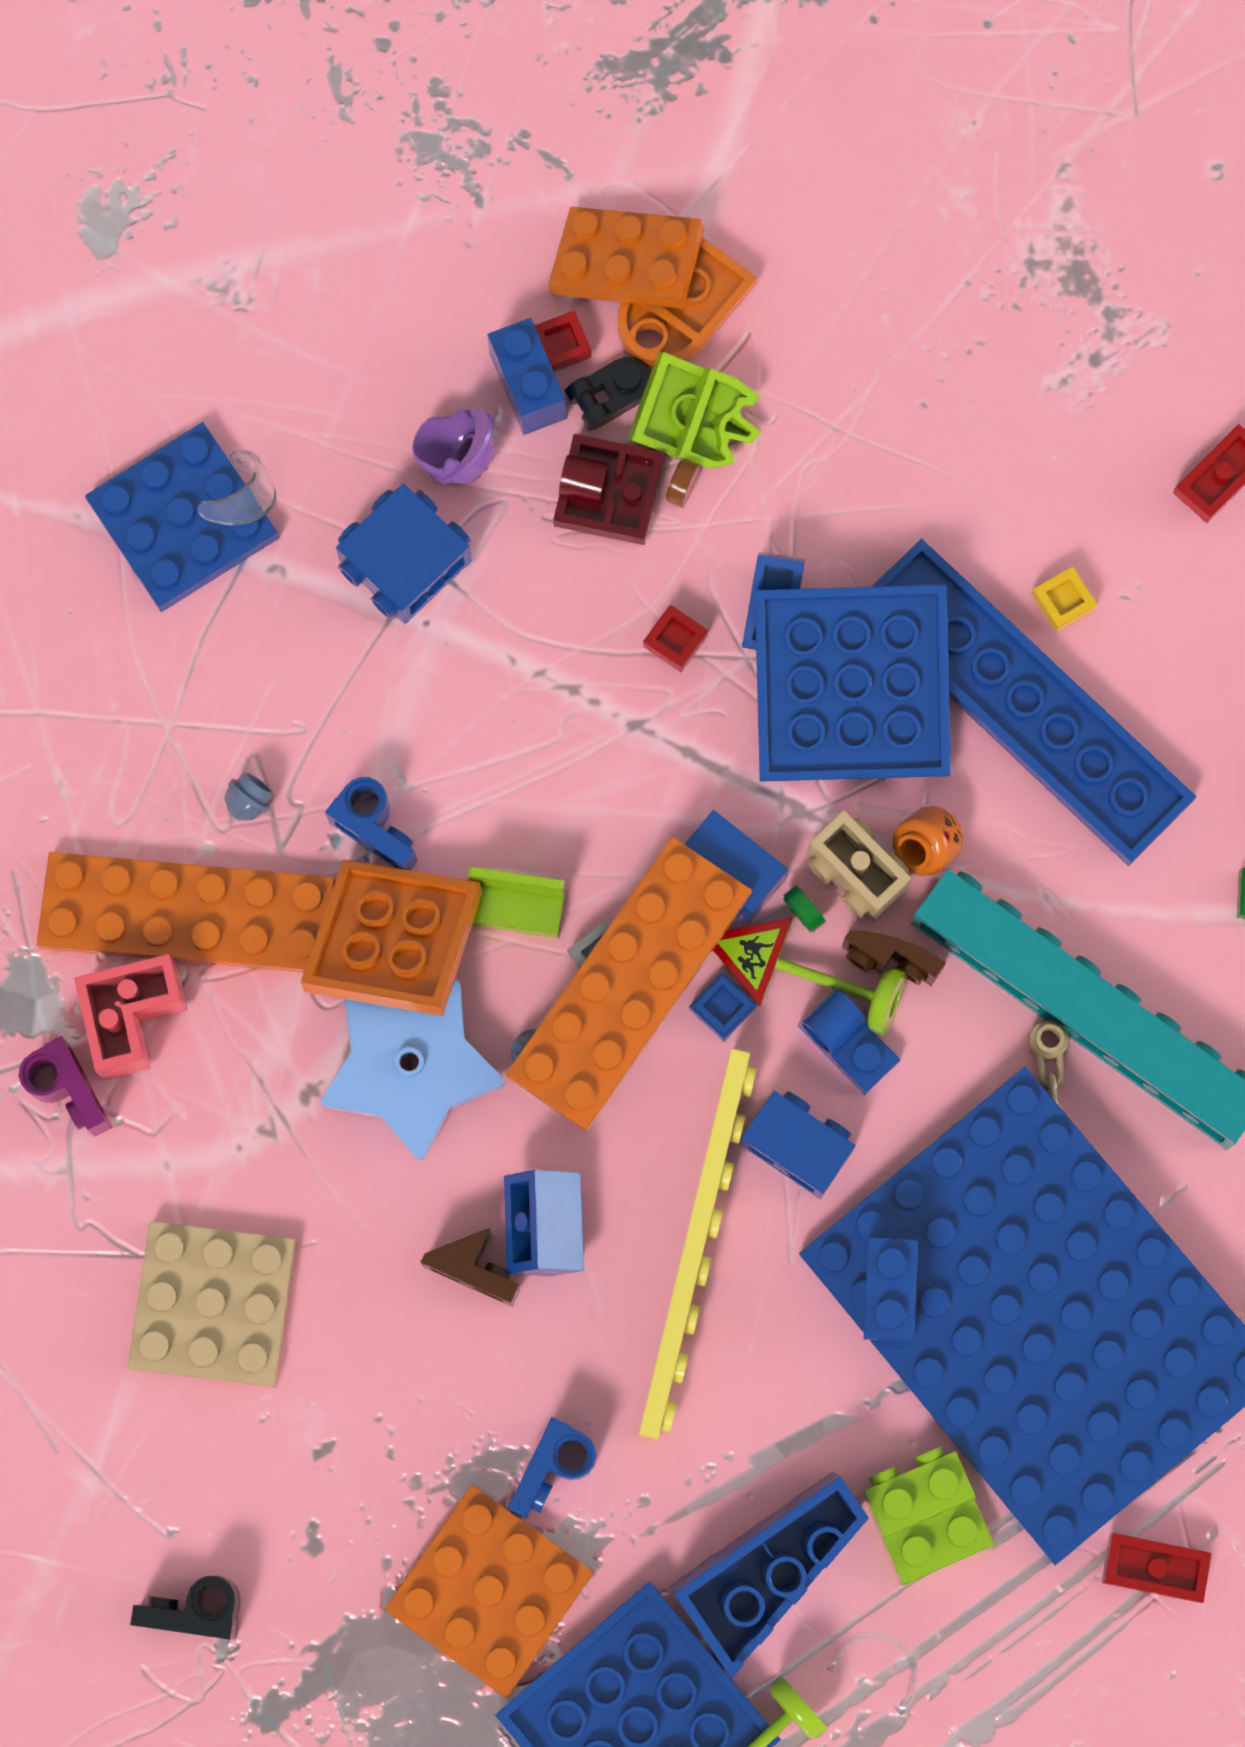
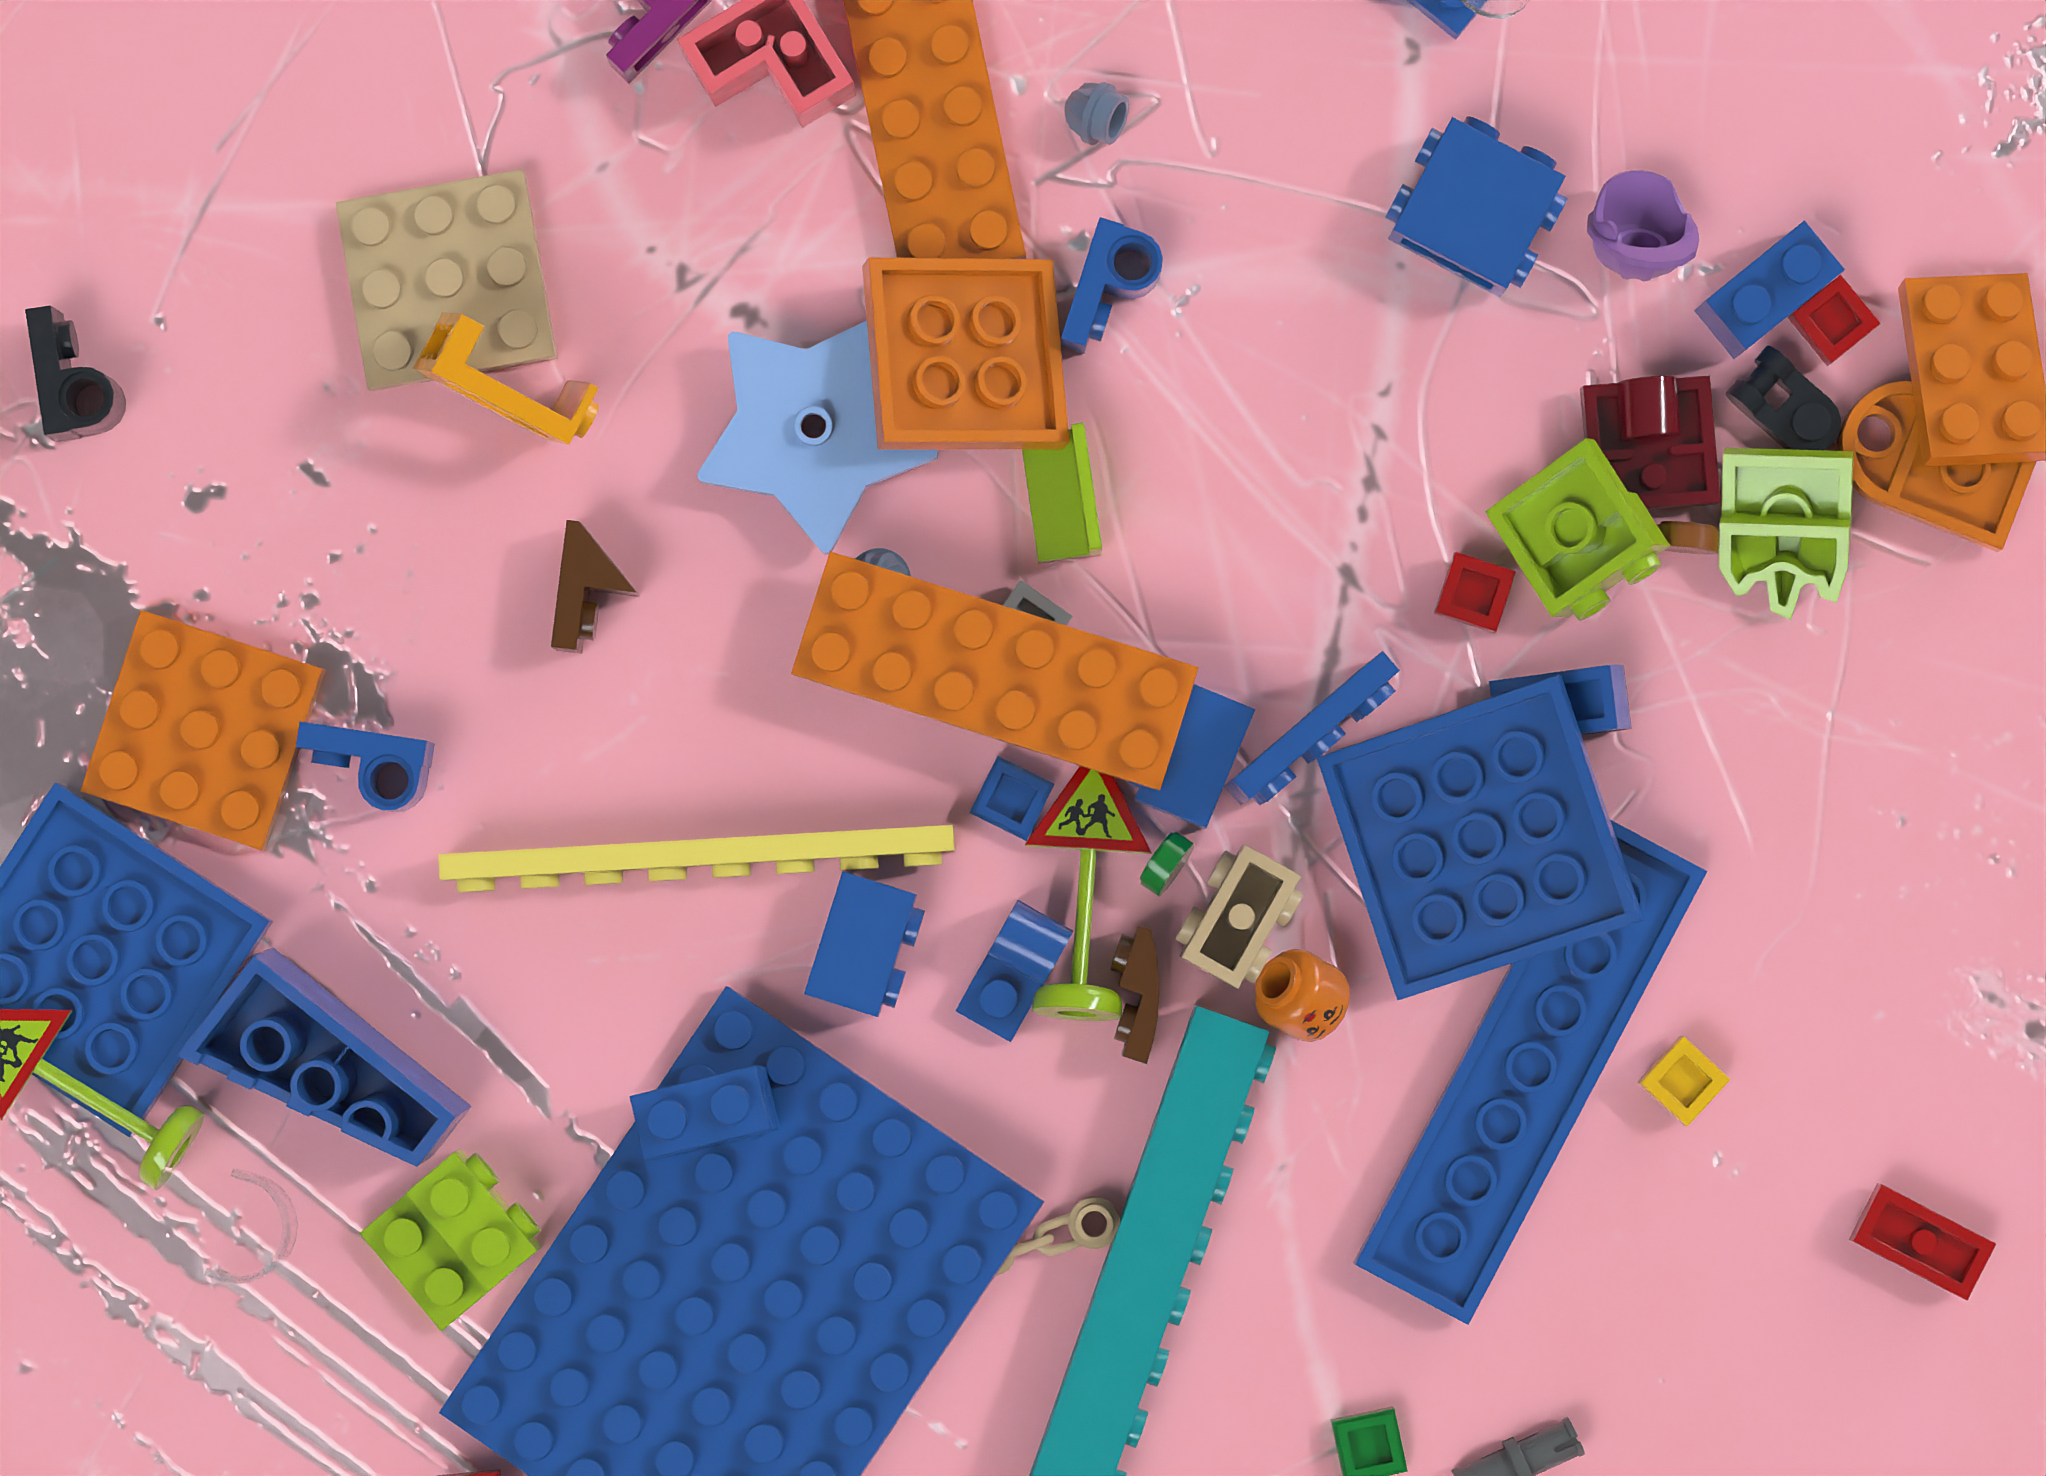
camera: 70 degrees right, 10 degrees up
(275, 1310) = (444, 362): none -> light orange panel
(543, 1223) = (663, 657): brick -> none
(655, 552) = (1578, 532): none -> lime plate
(741, 768) = (1315, 732): none -> blue plate

